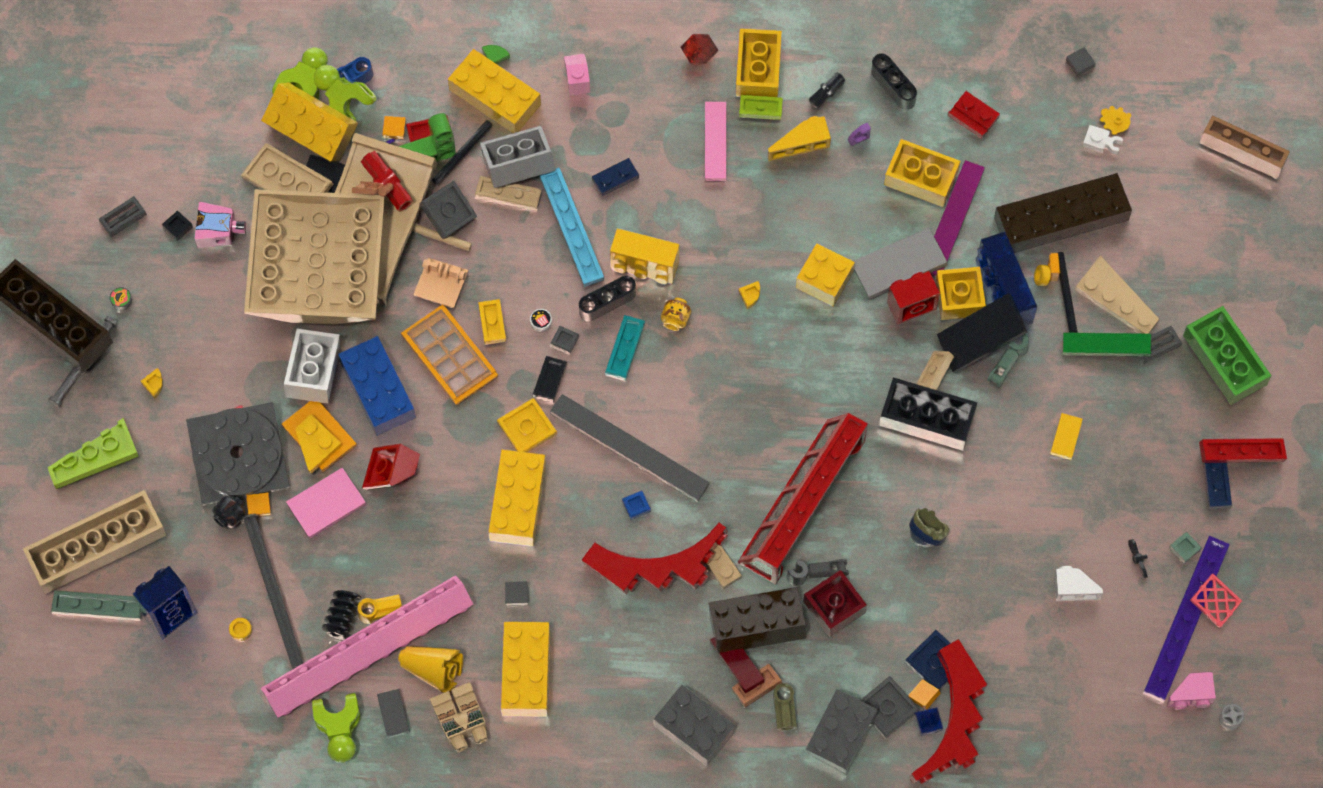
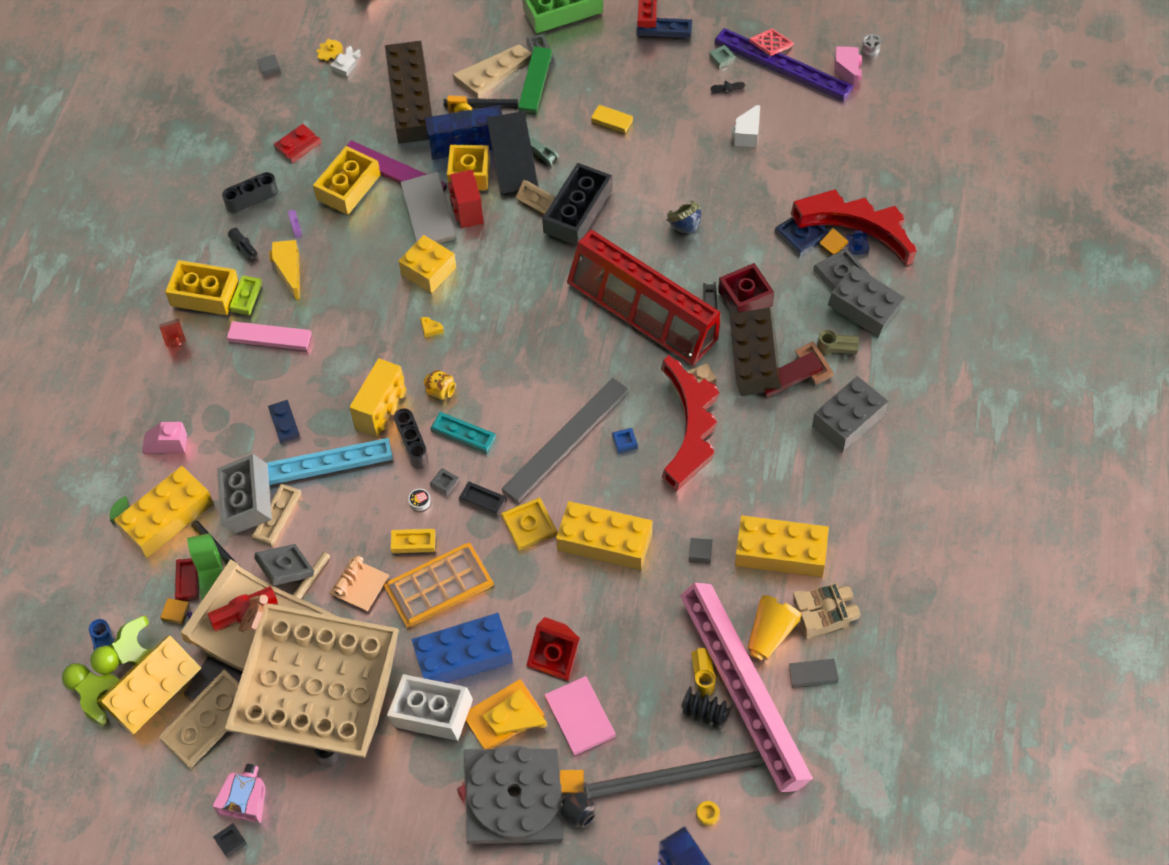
camera: 80 degrees left, 10 degrees down
(338, 727) = (827, 722): lime piece -> none

